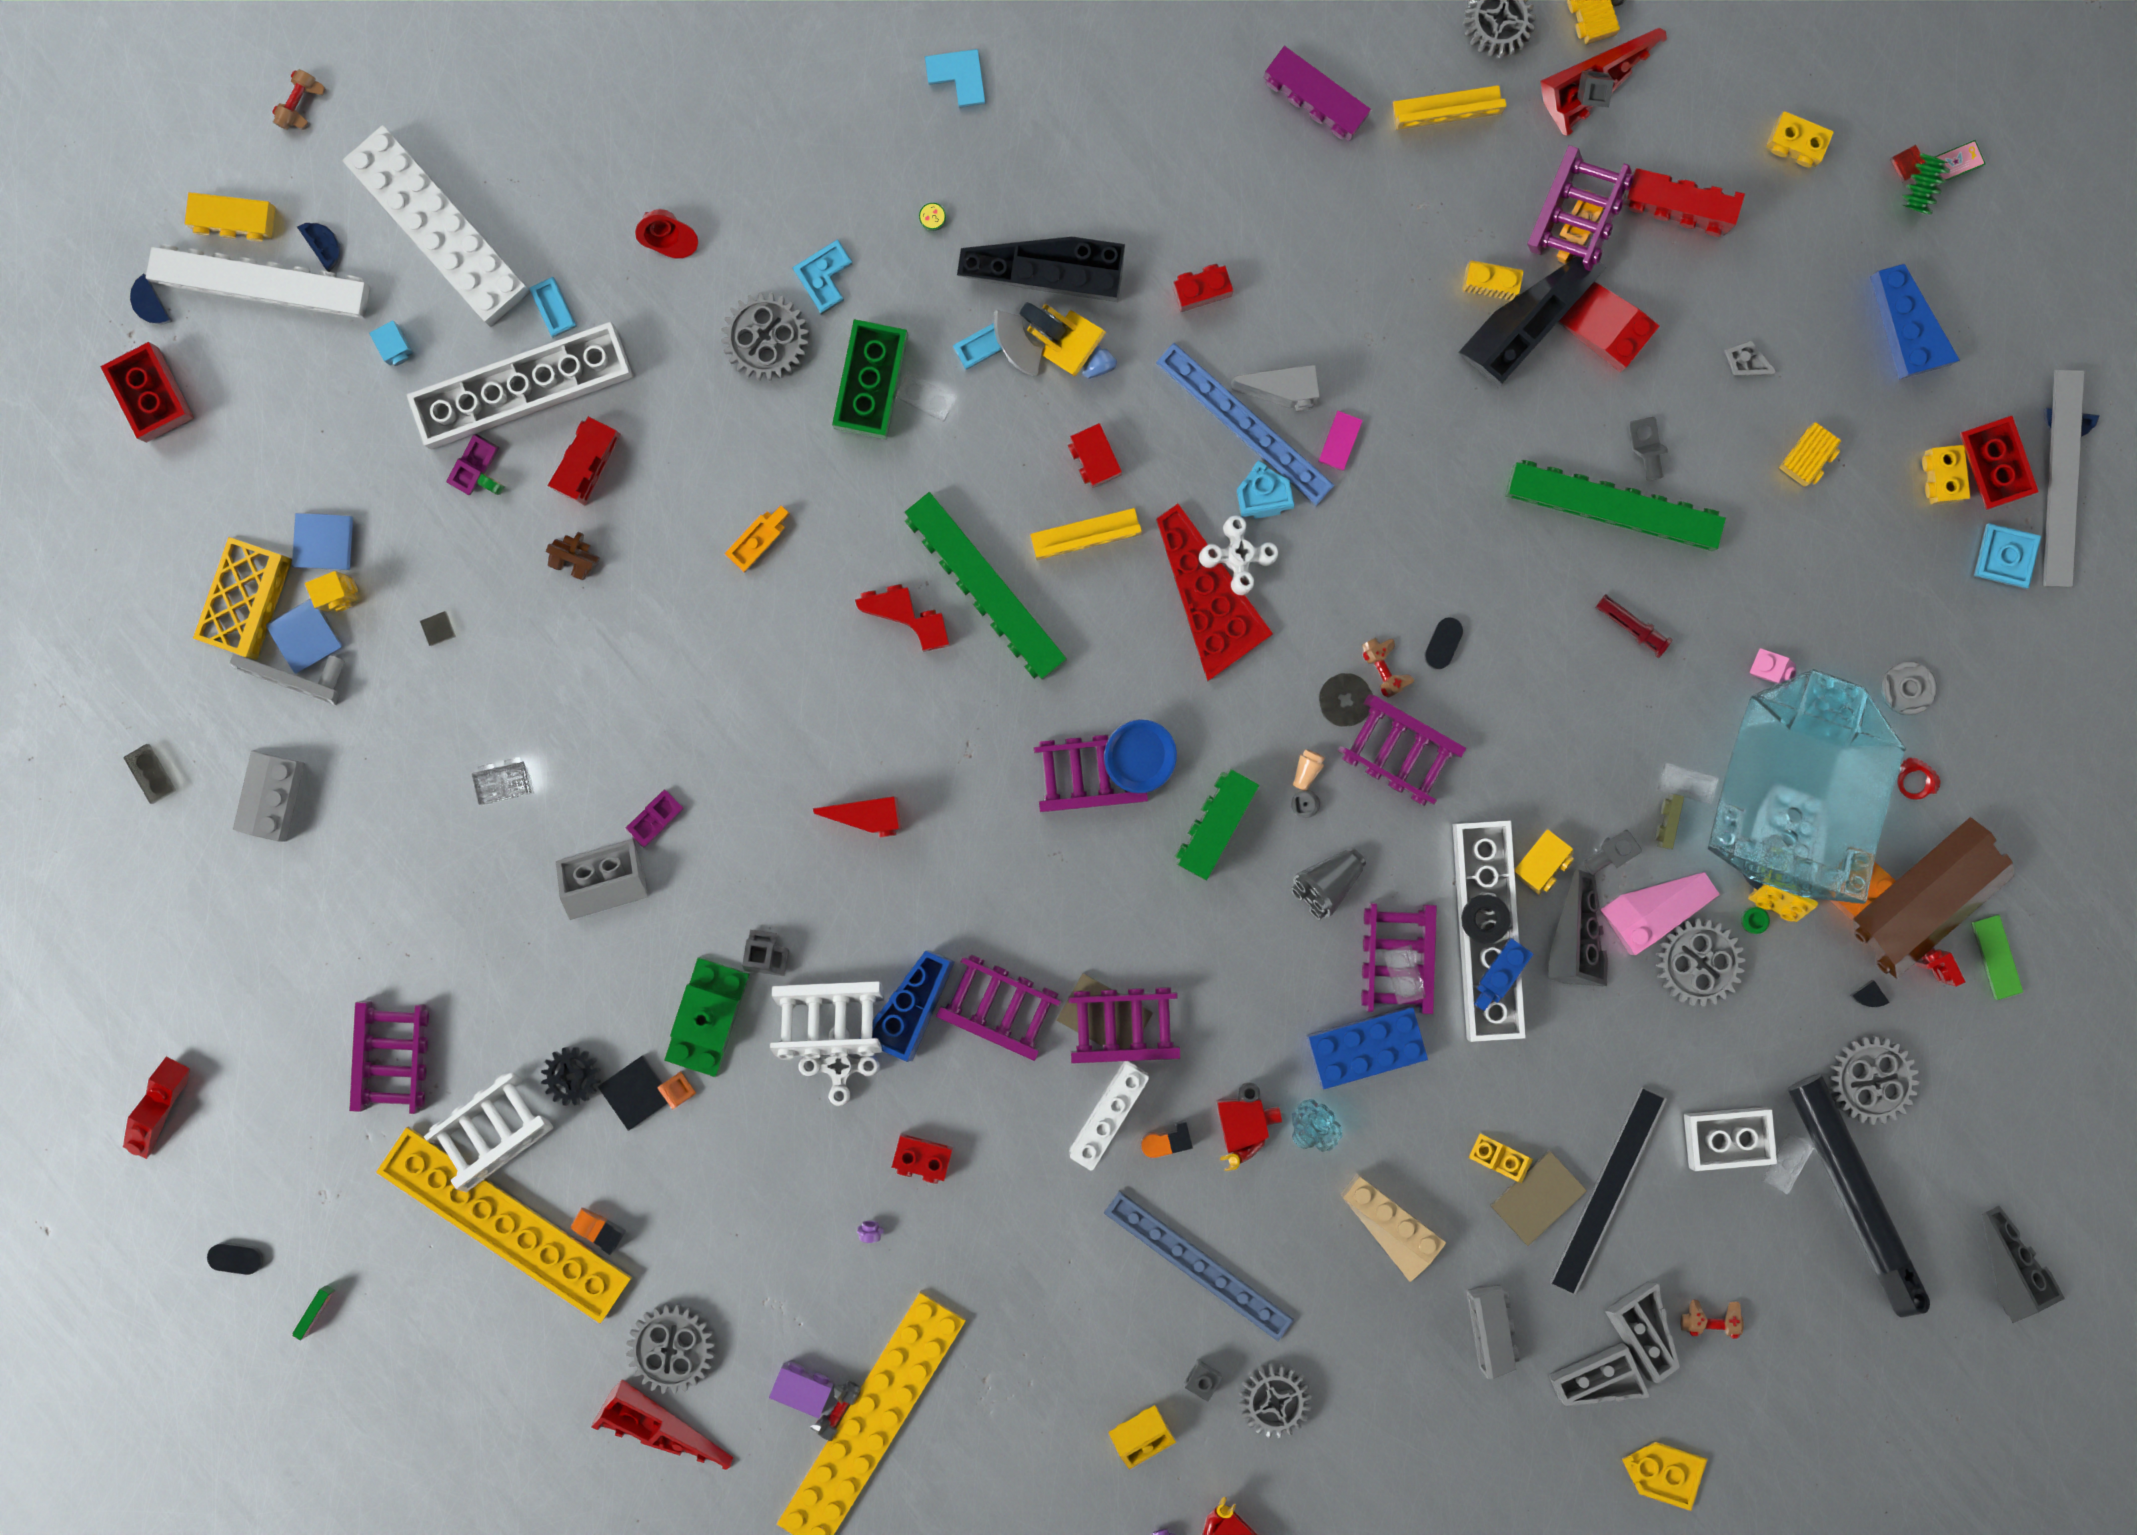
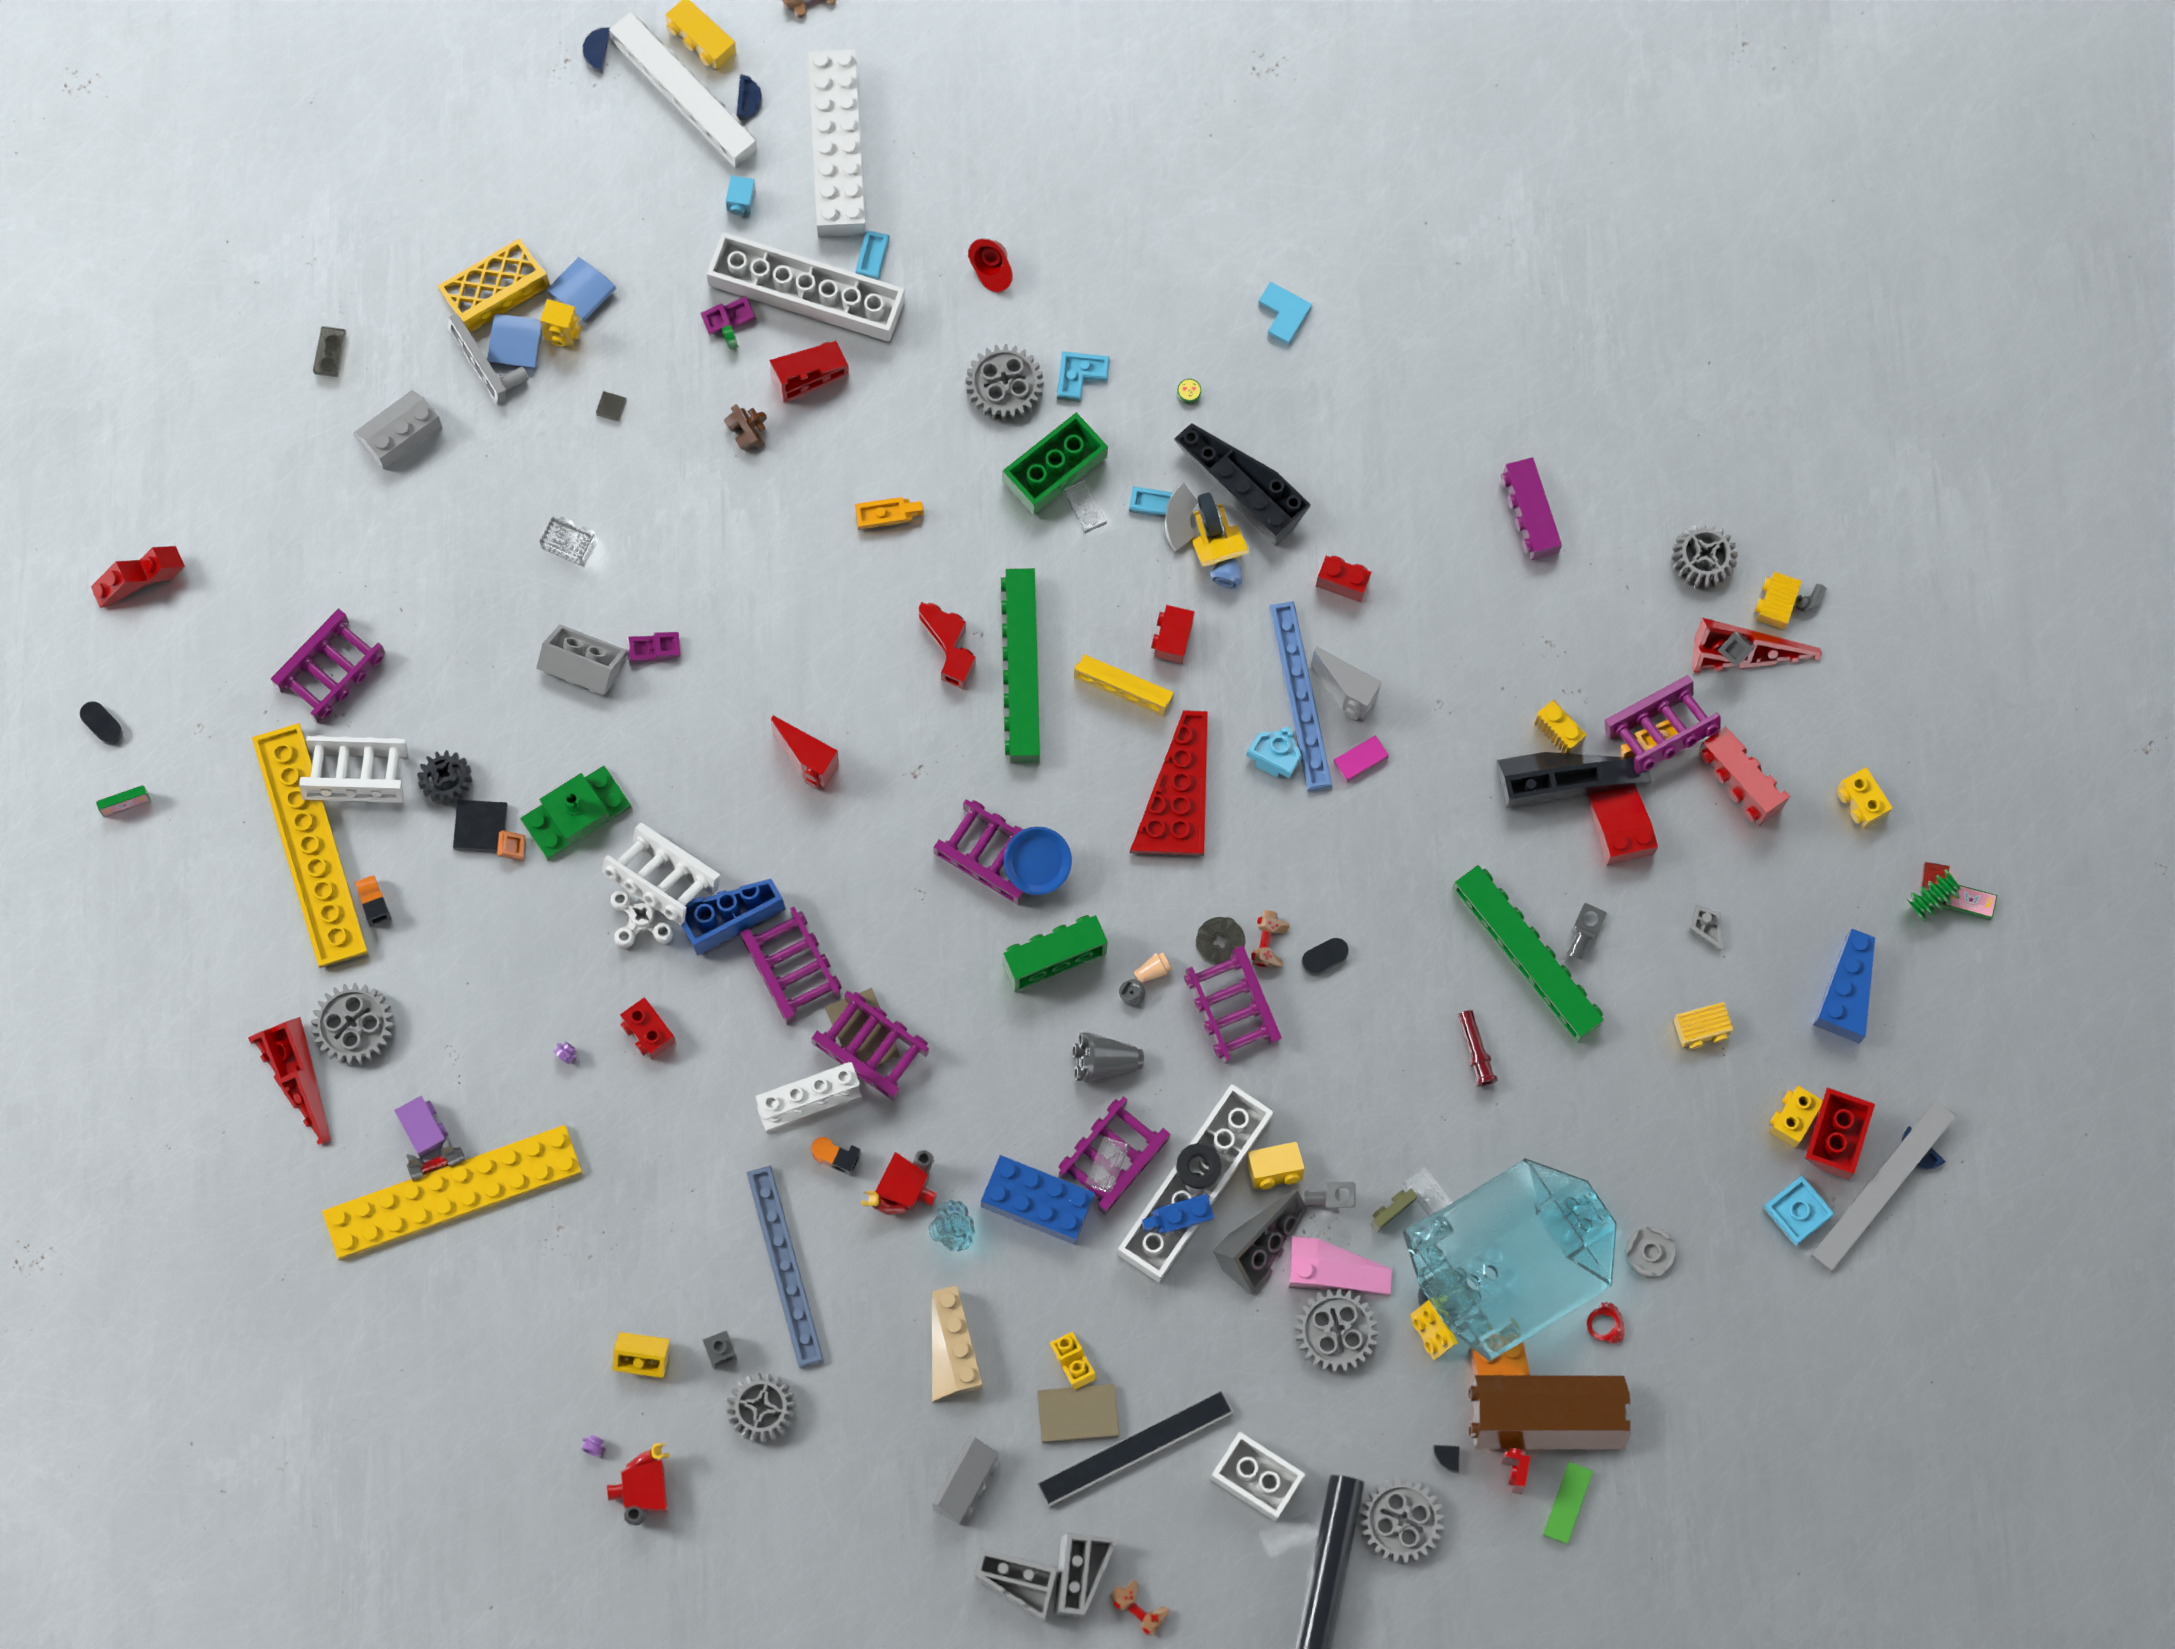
camera: 35 degrees right, 15 degrees down
(147, 392) = (546, 102): red brick -> none
(763, 955) = (652, 798): flat silver brick -> none
(1238, 555) = (1222, 779): white gear -> none
(1448, 107) = (1620, 588): yellow fence -> none
(1755, 920) = (1402, 1334): green tile -> none
(1773, 667) = (1558, 1156): bright pink bracket -> none

